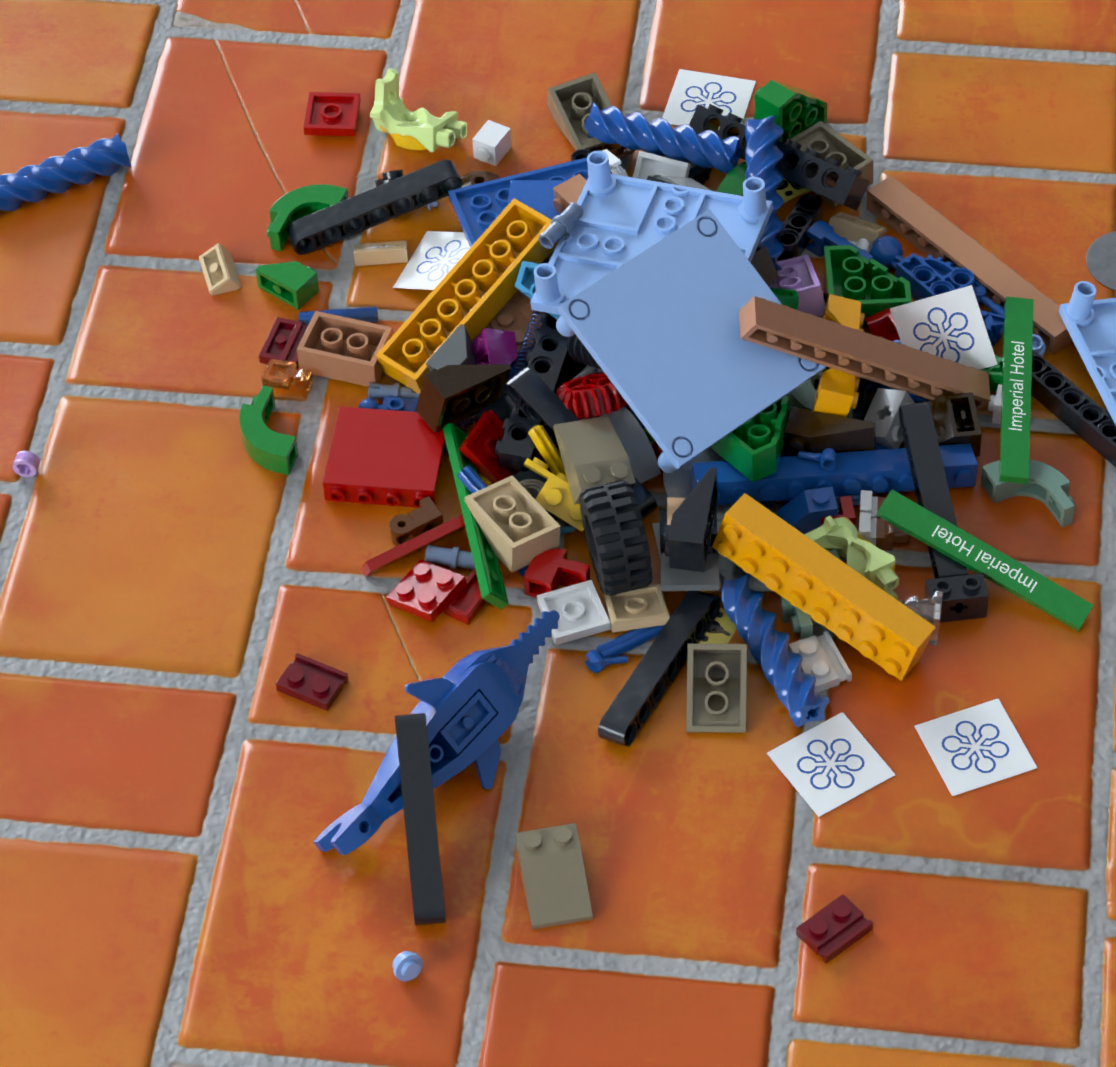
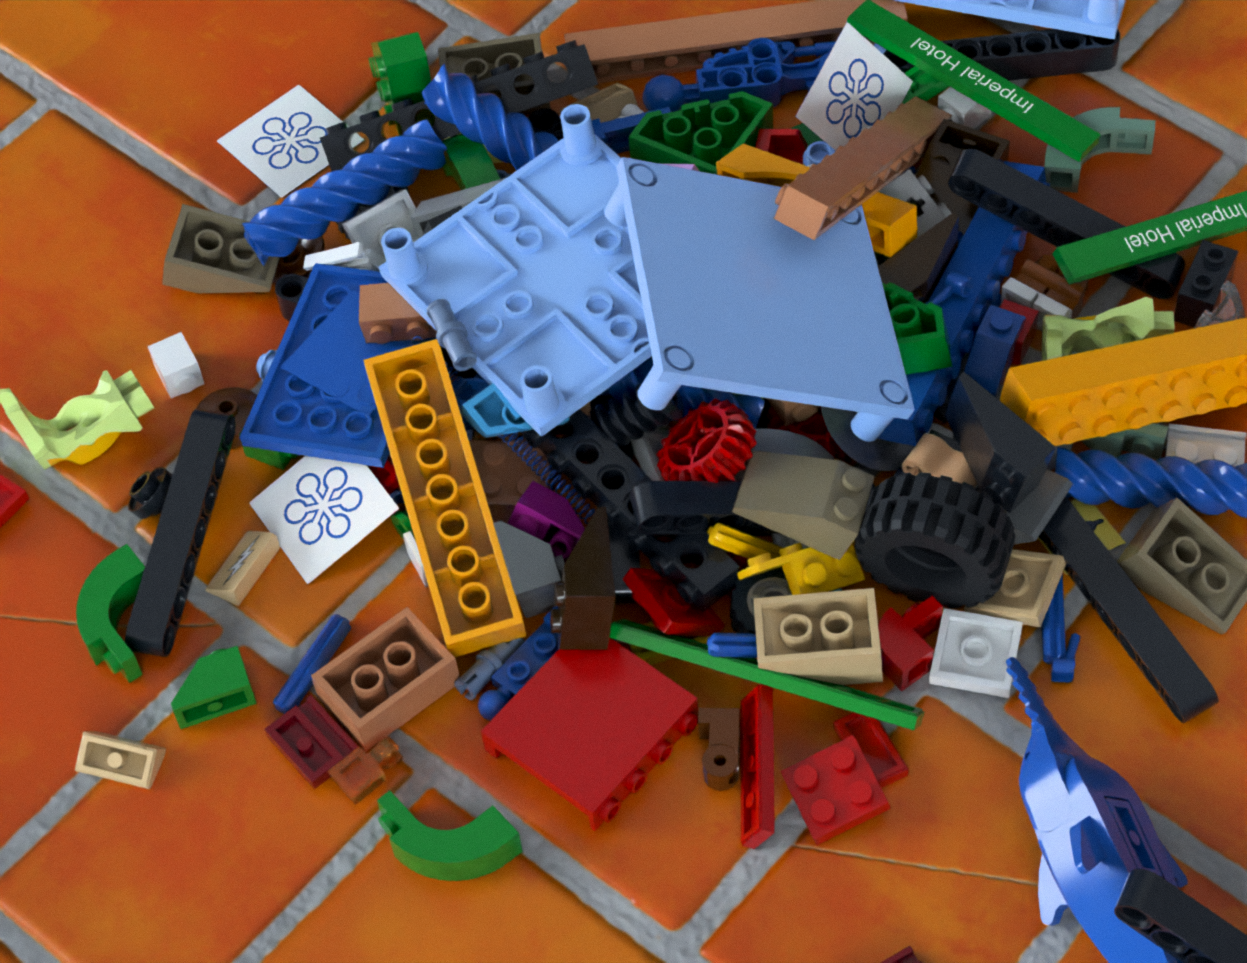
camera: 55 degrees left, 5 degrees up
(450, 557) = (804, 733): sand blue pin -> none

